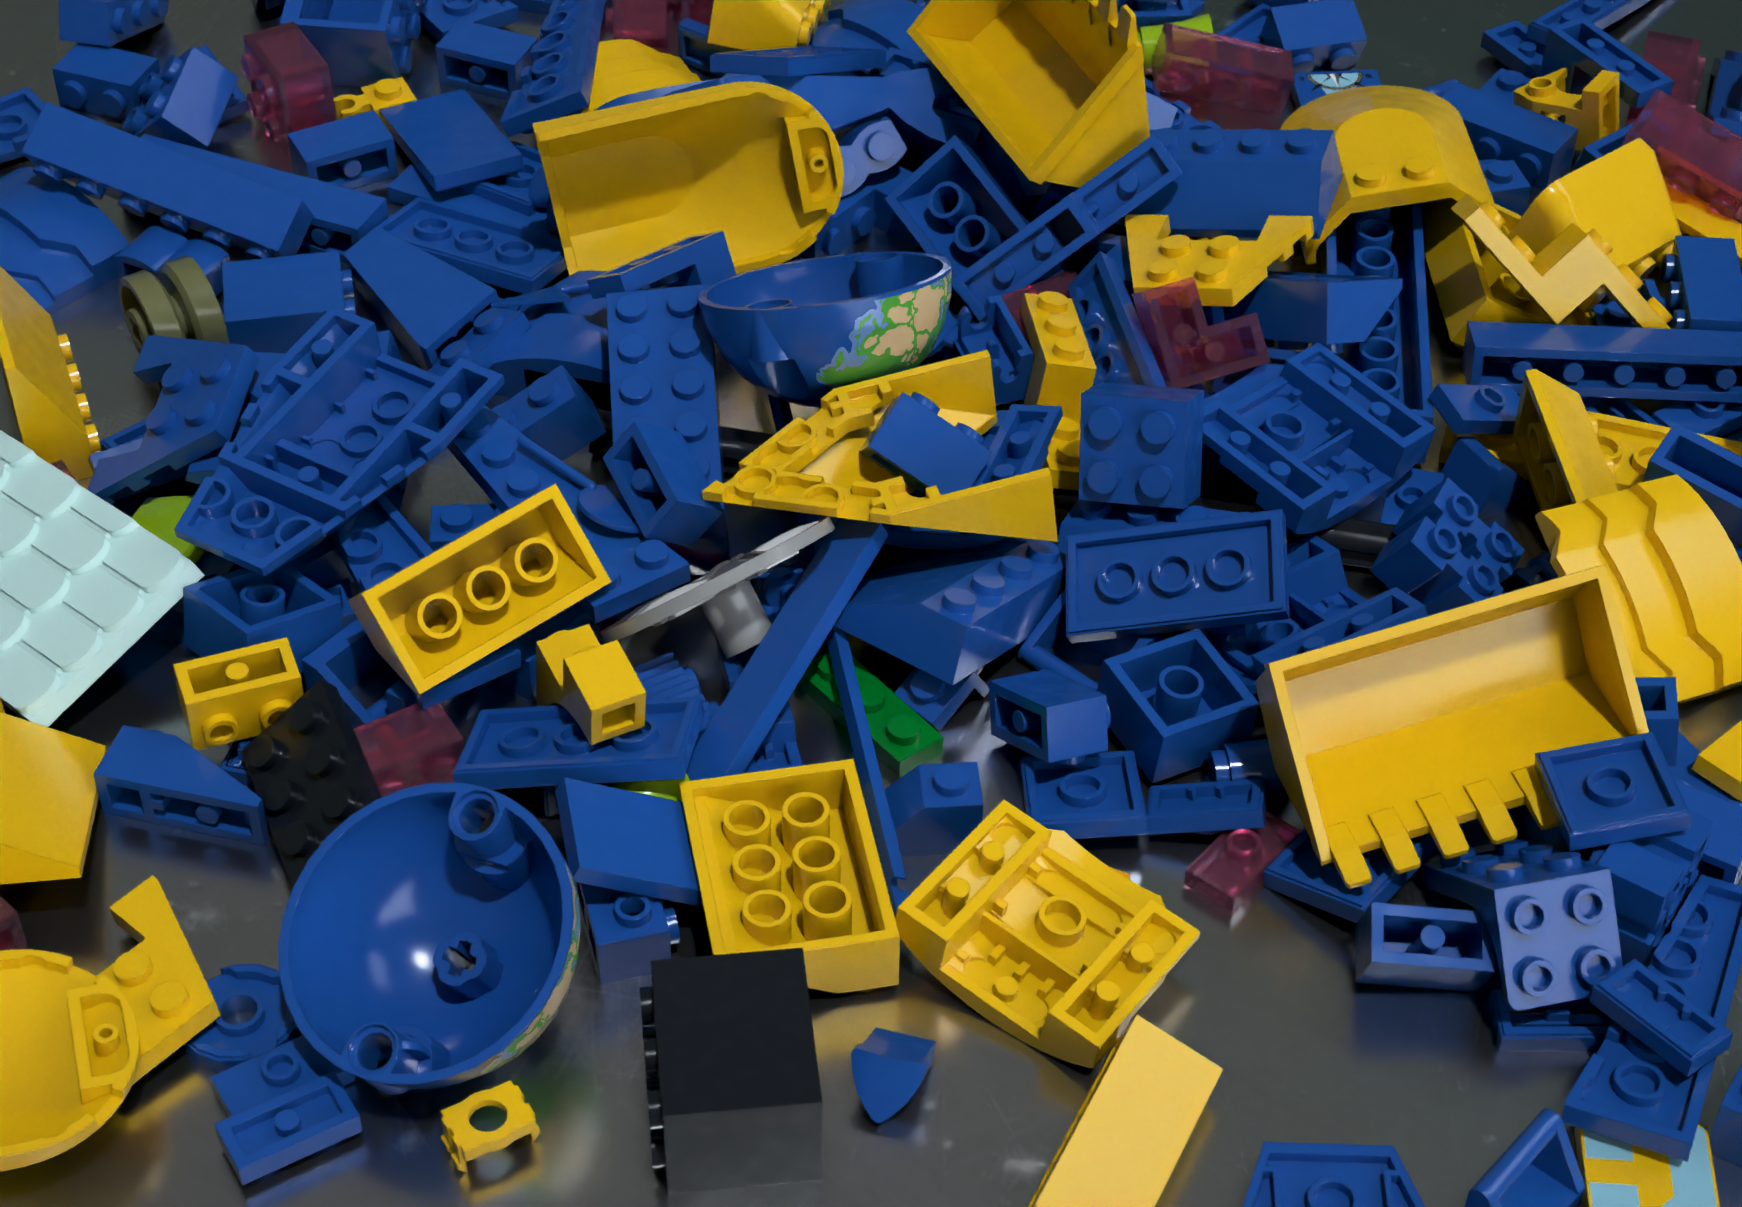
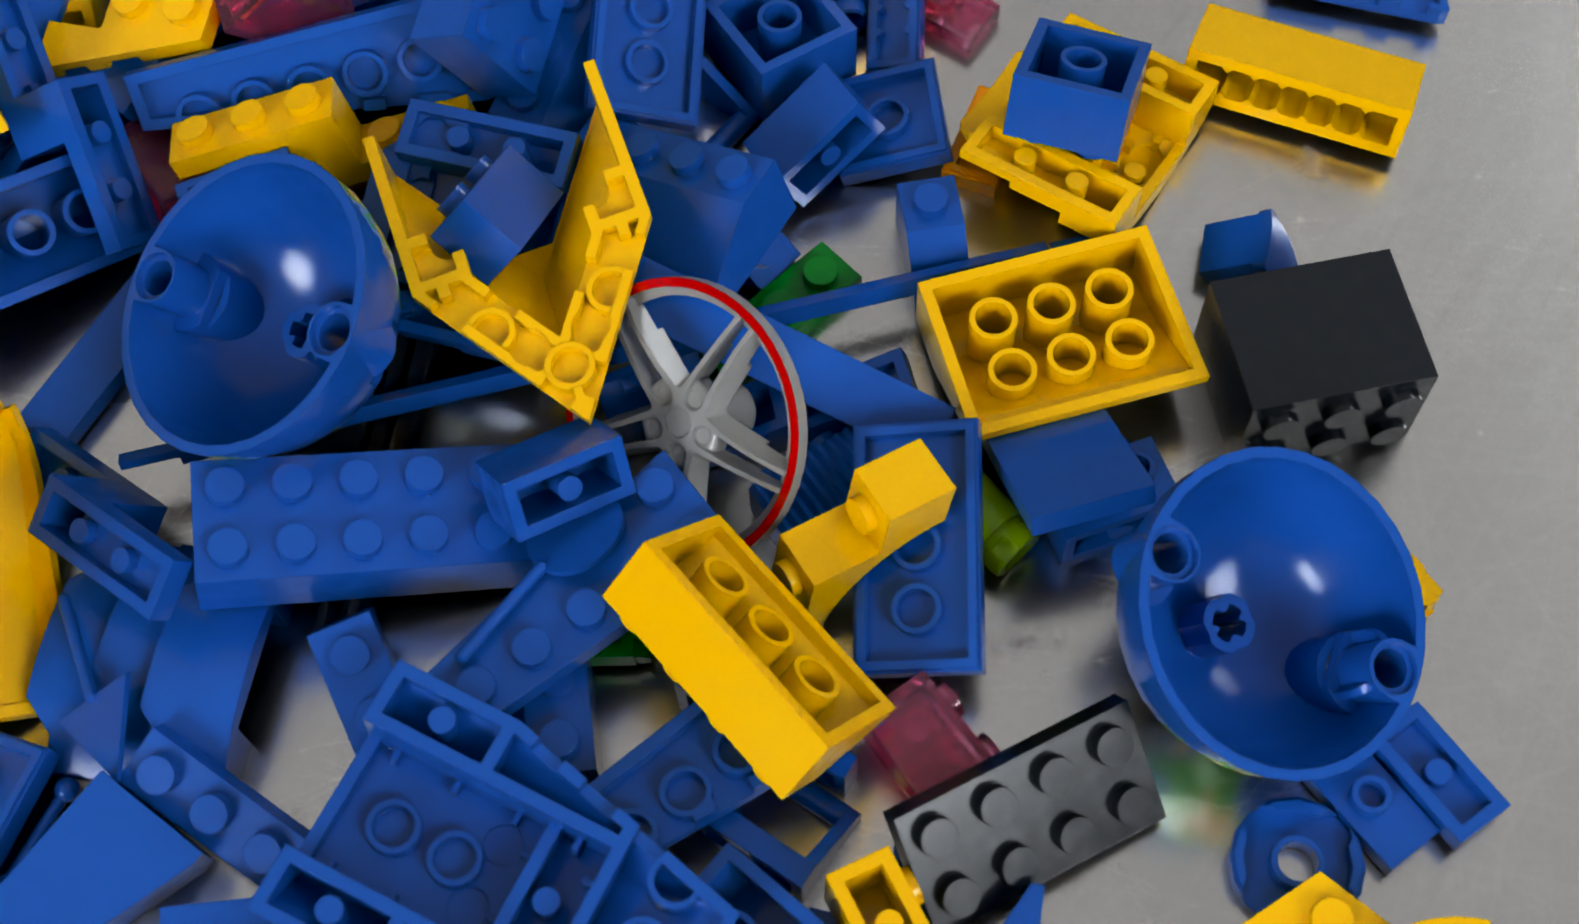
camera: 90 degrees left, 20 degrees up
(1060, 883) = (1076, 89): none -> blue brick

